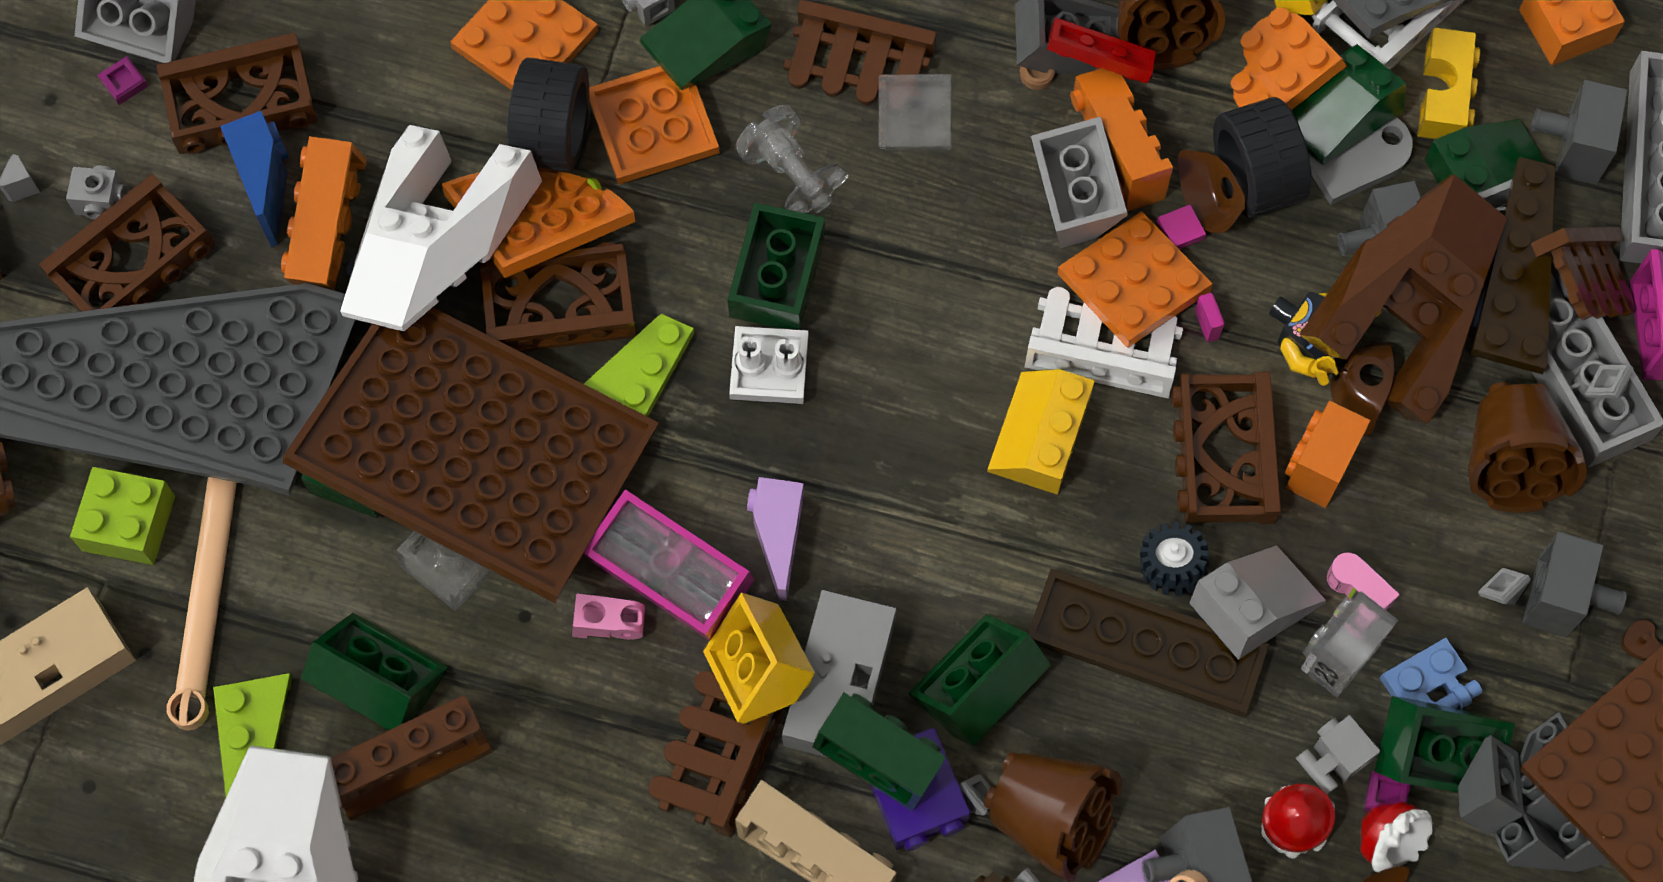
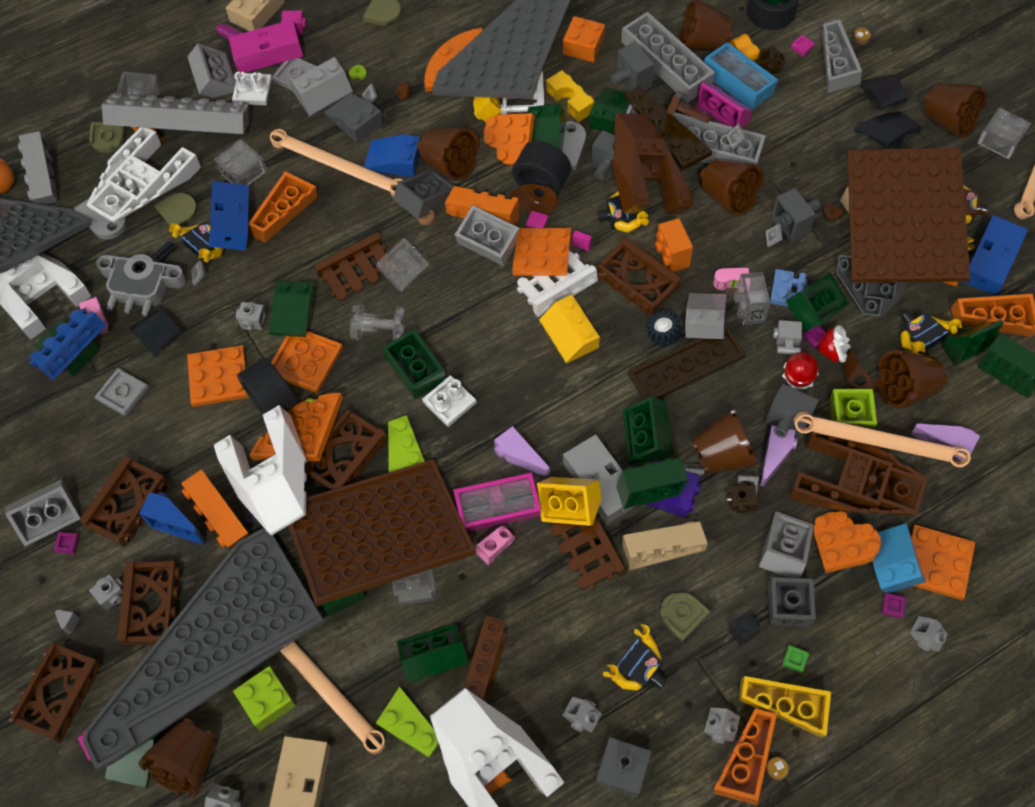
camera: 45 degrees left, 5 degrees down
(1101, 50) = (446, 184): red plate -> none
(1353, 393) = (657, 218): reddish brown piece -> none
(1491, 788) = (848, 299): dark grey slope -> none

